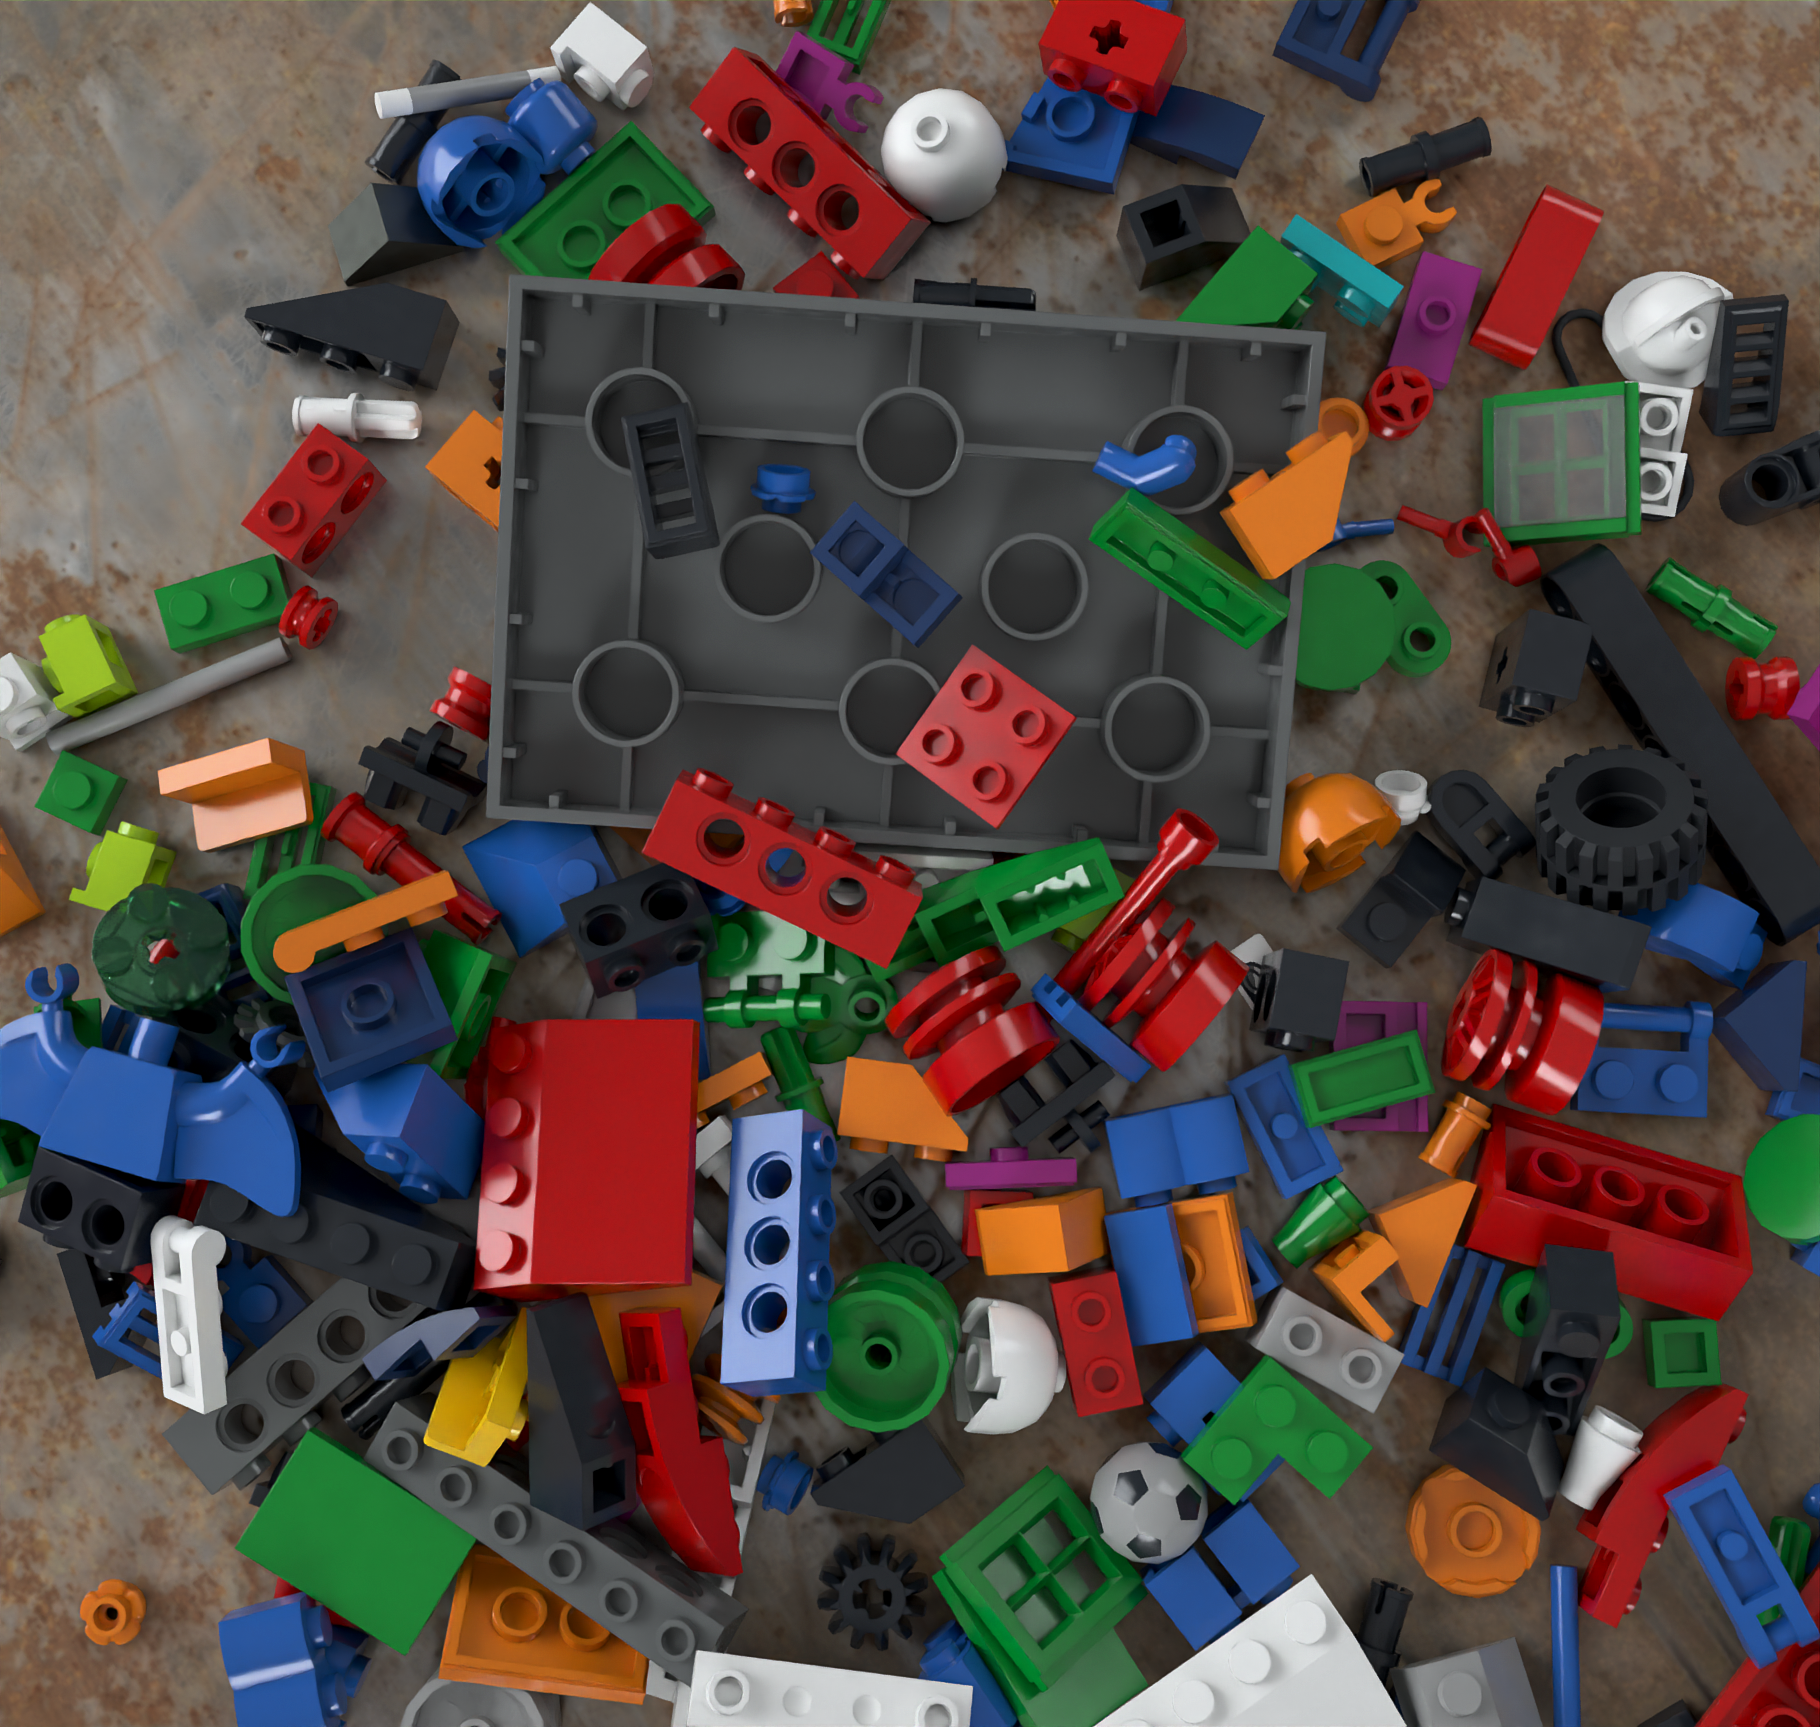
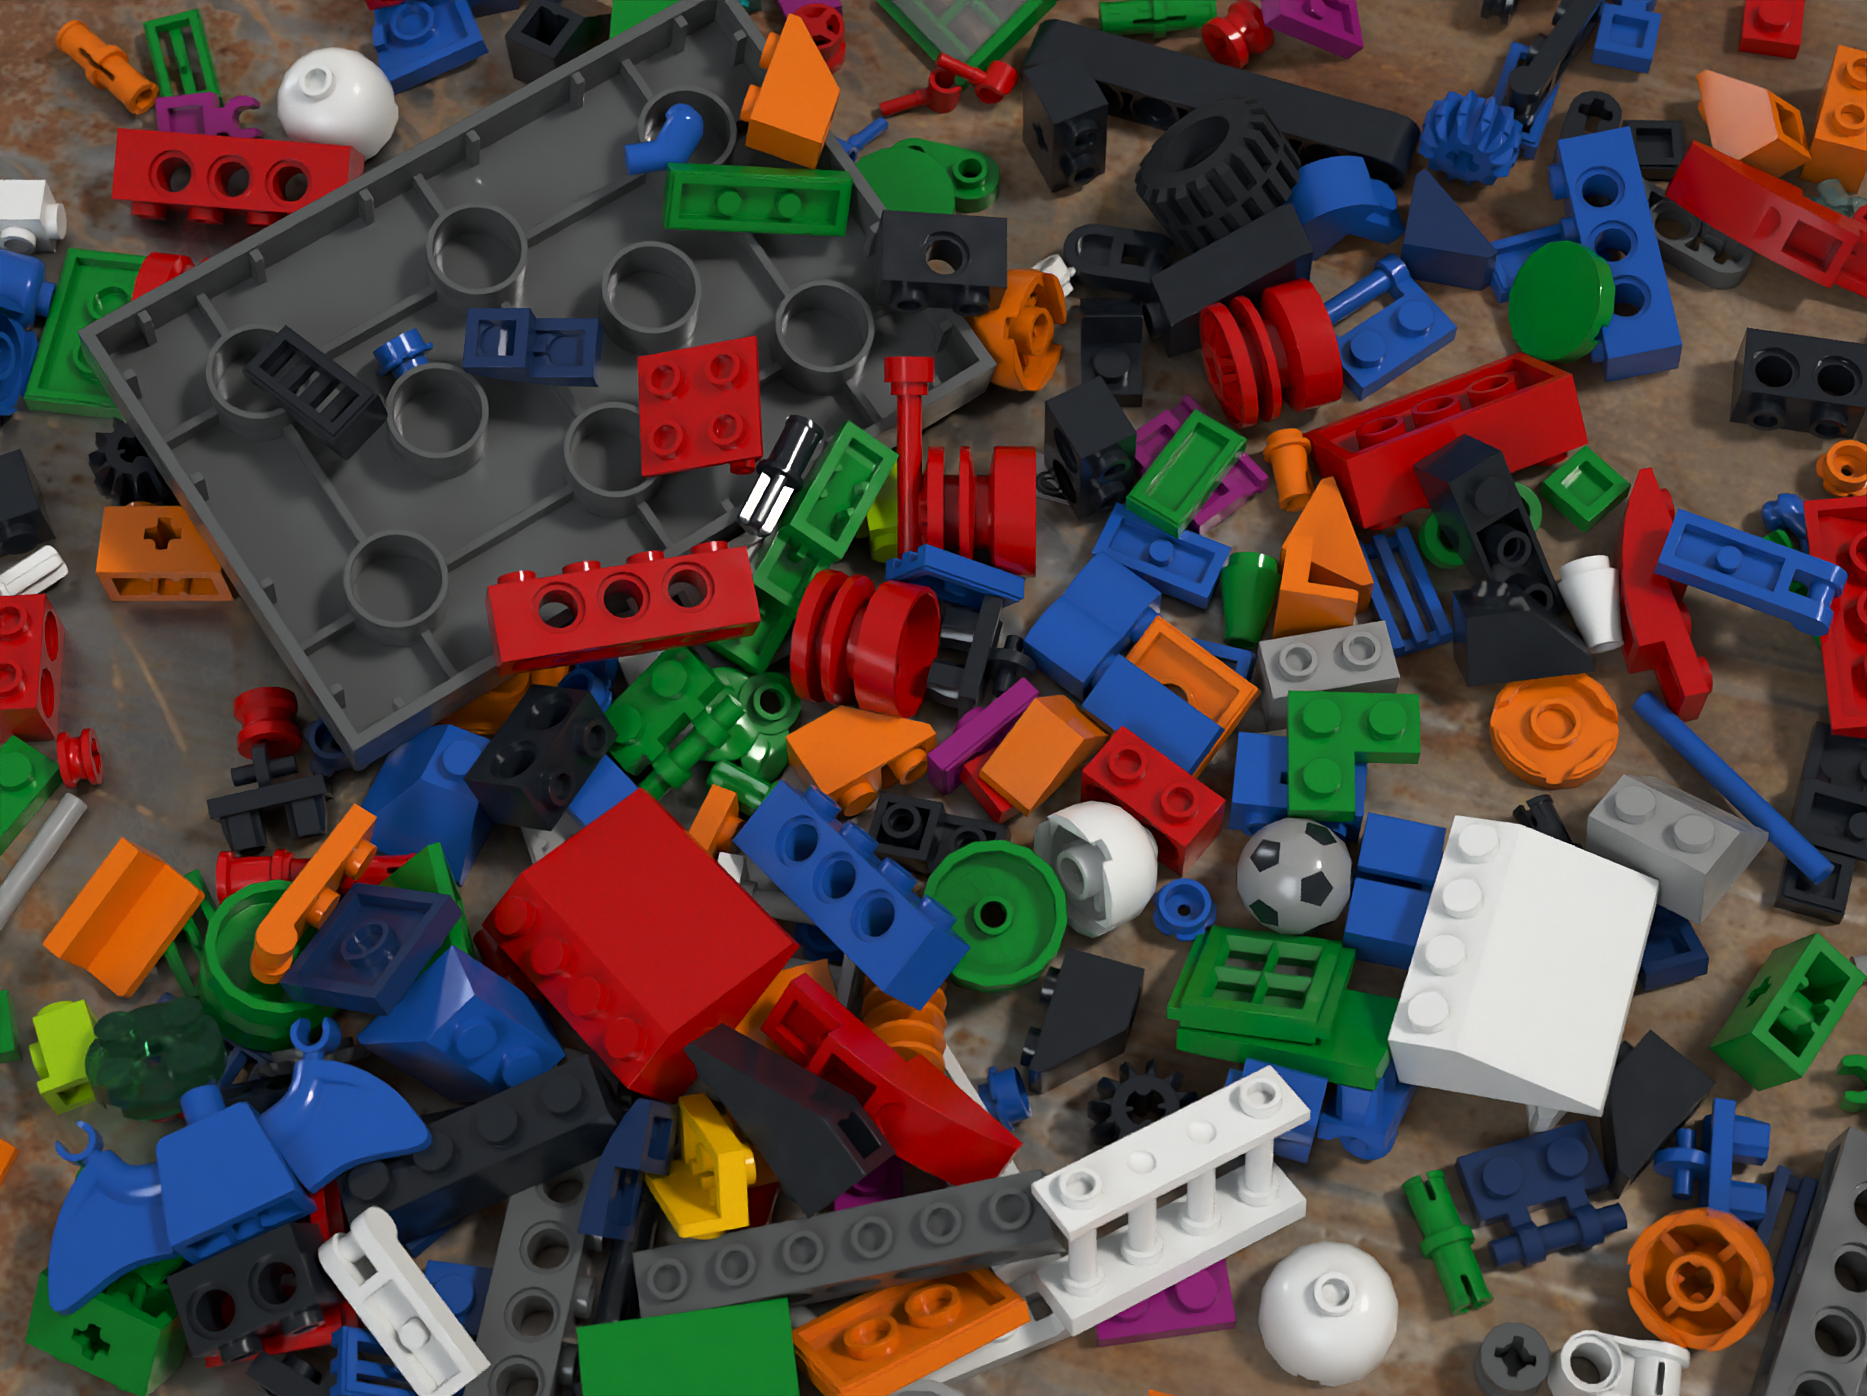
camera: 40 degrees left, 20 degrees down
(1007, 844) = (779, 476): none -> black axle
(1059, 1455) = (1188, 894): none -> blue plate
(1336, 766) = (966, 242): none -> black brick

